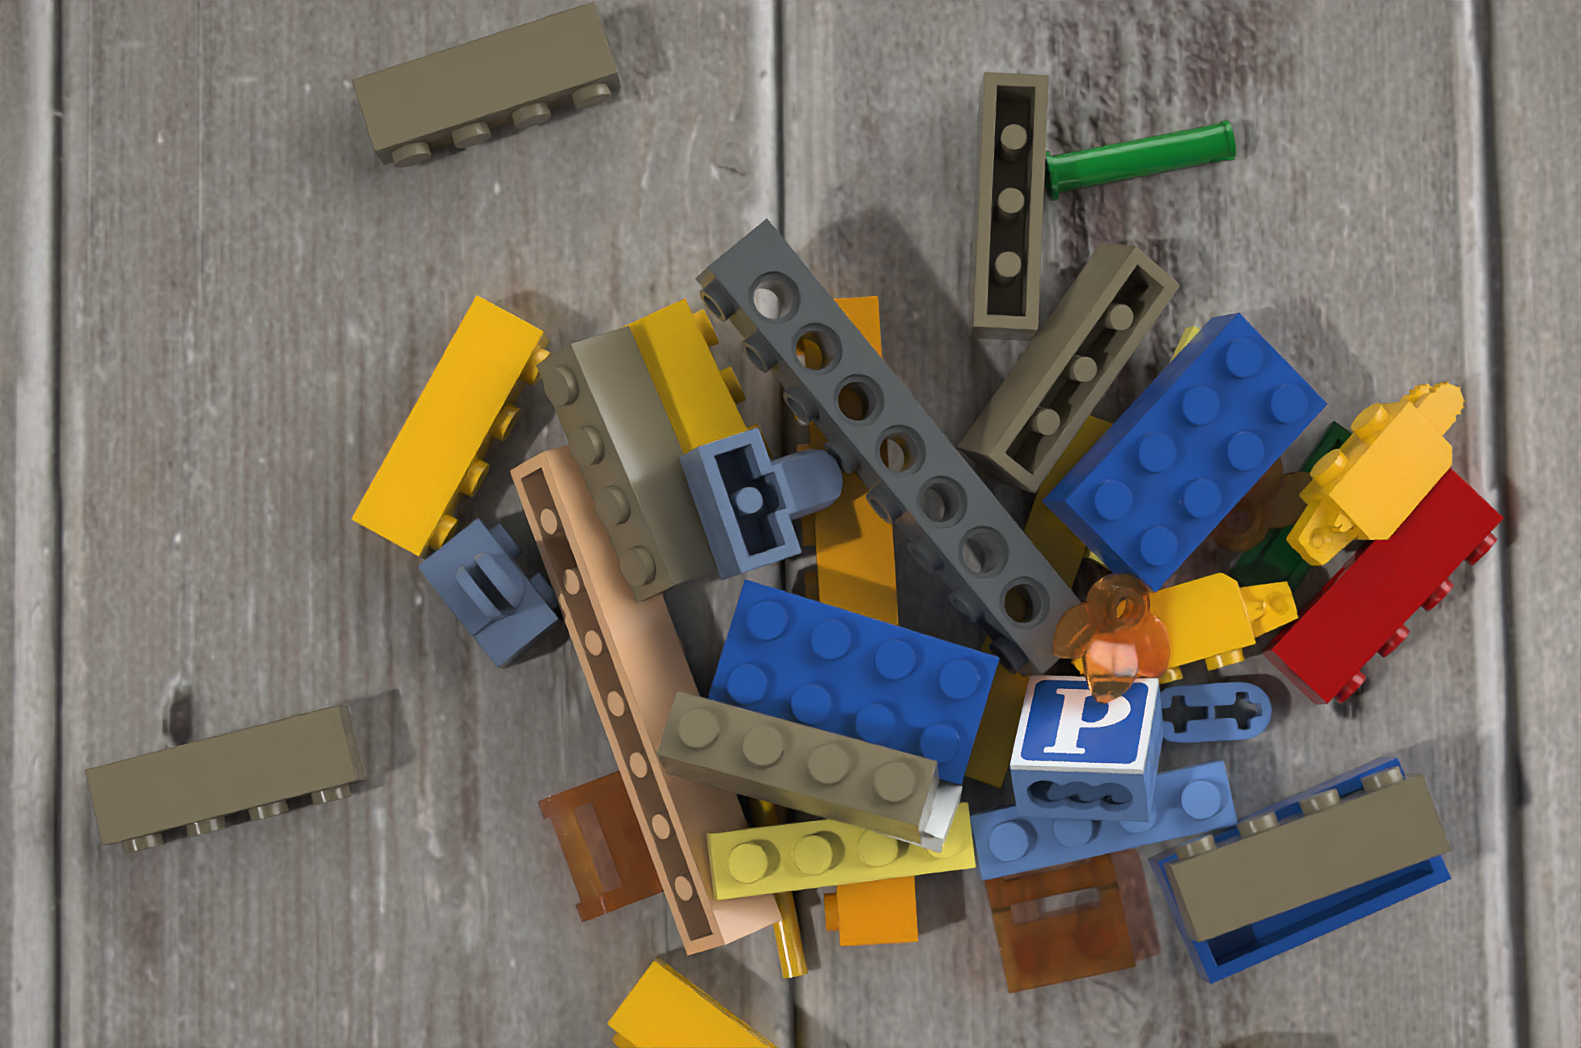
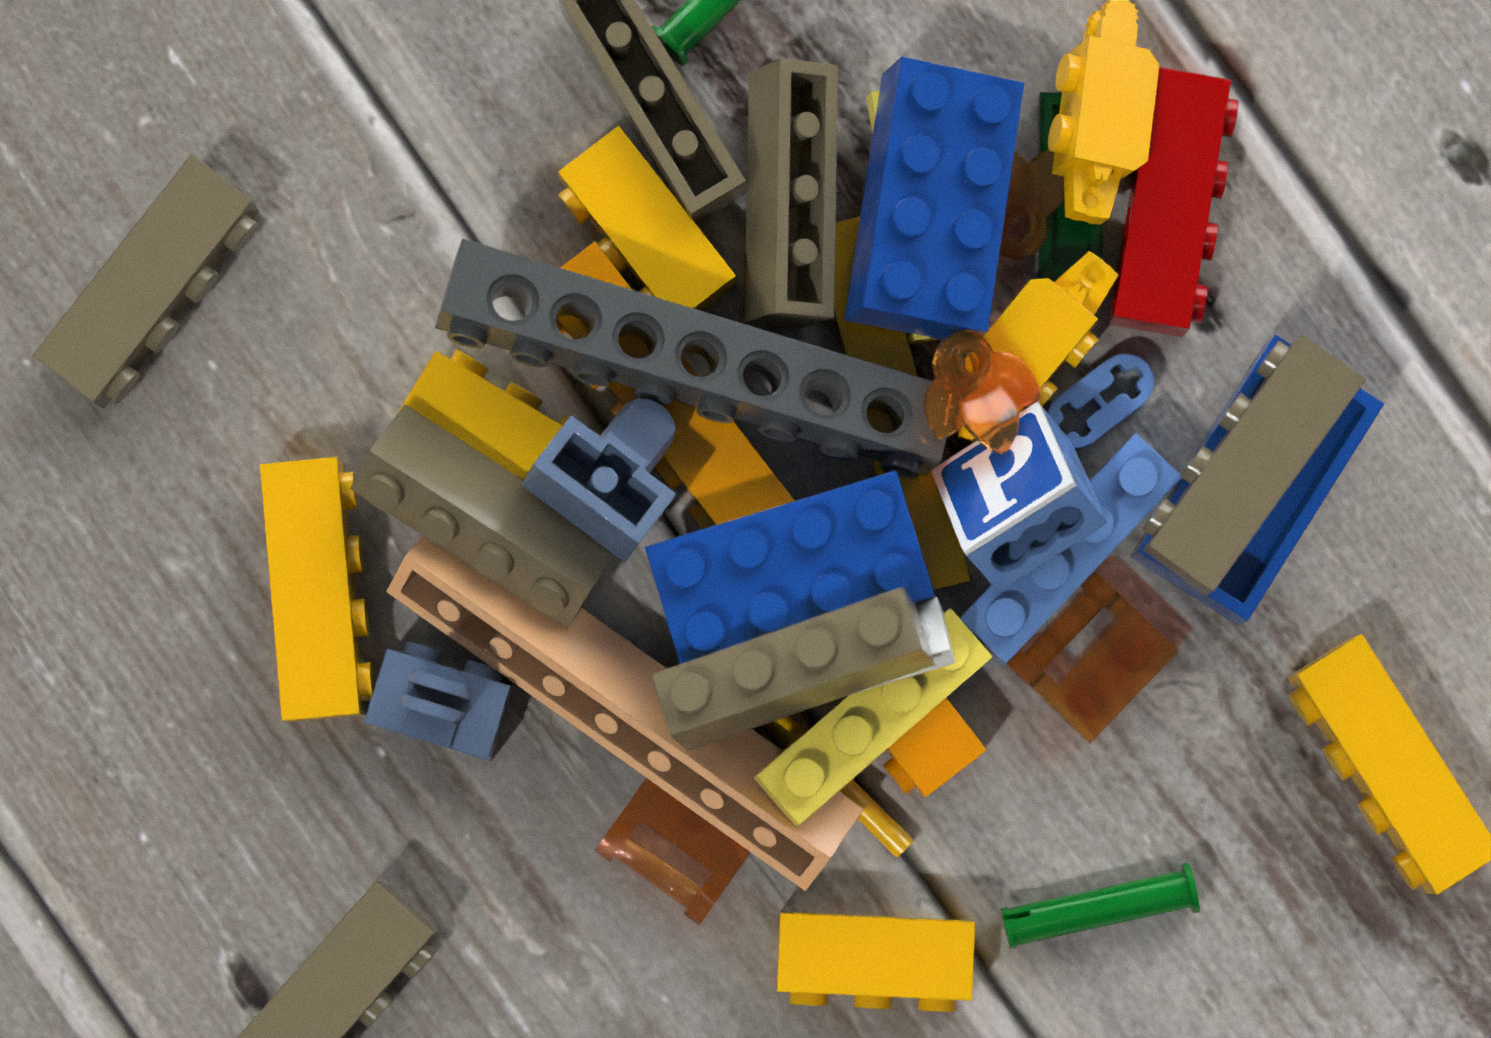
camera: 35 degrees left, 0 degrees up
(928, 309) = (643, 224): none -> yellow brick

